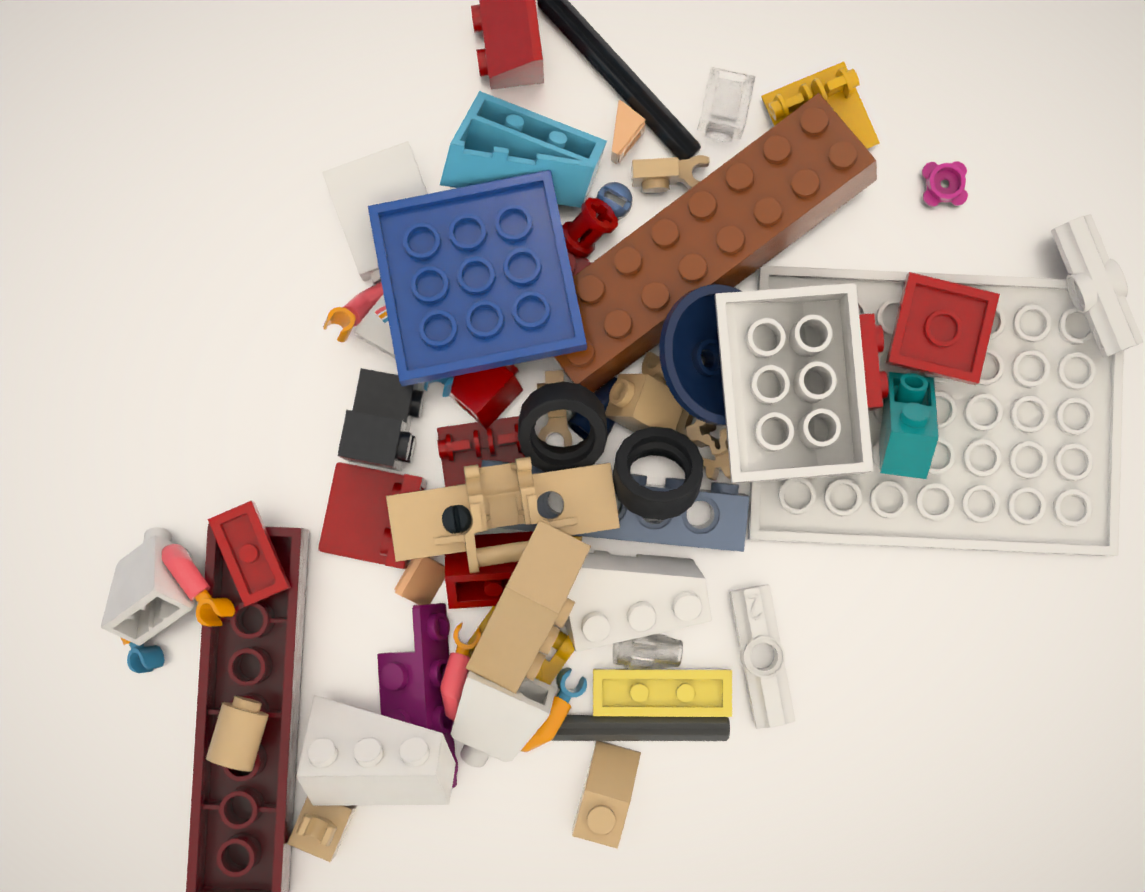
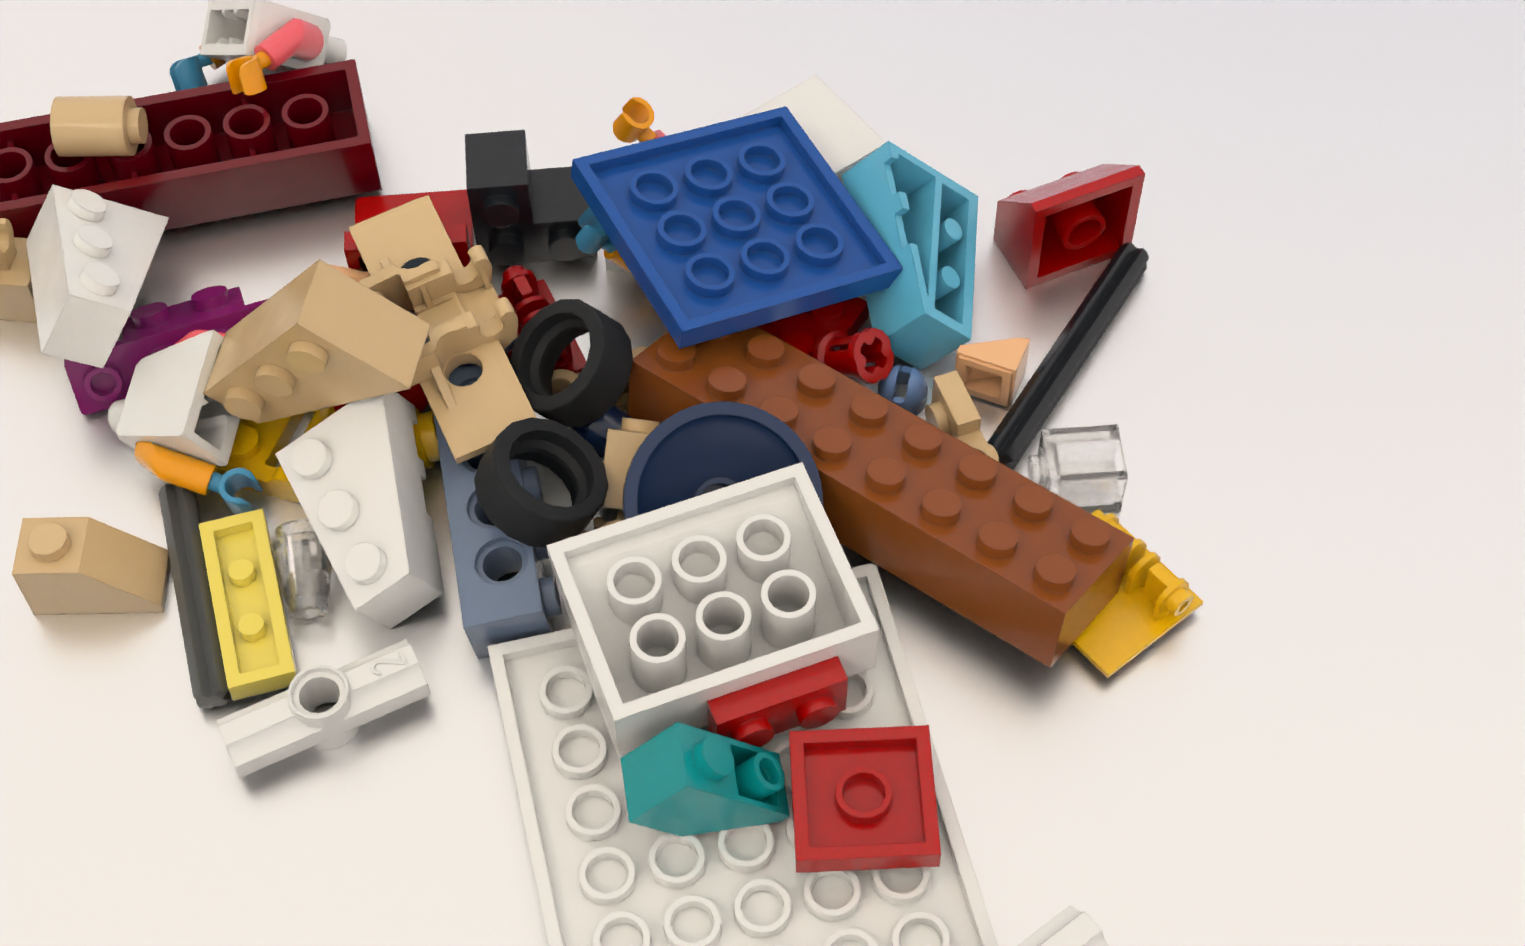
camera: 75 degrees right, 30 degrees down
(249, 553) = (324, 89): red plate -> none
(486, 392) = (611, 289): red brick -> none
(951, 172) = (1086, 756): dark pink plate -> none

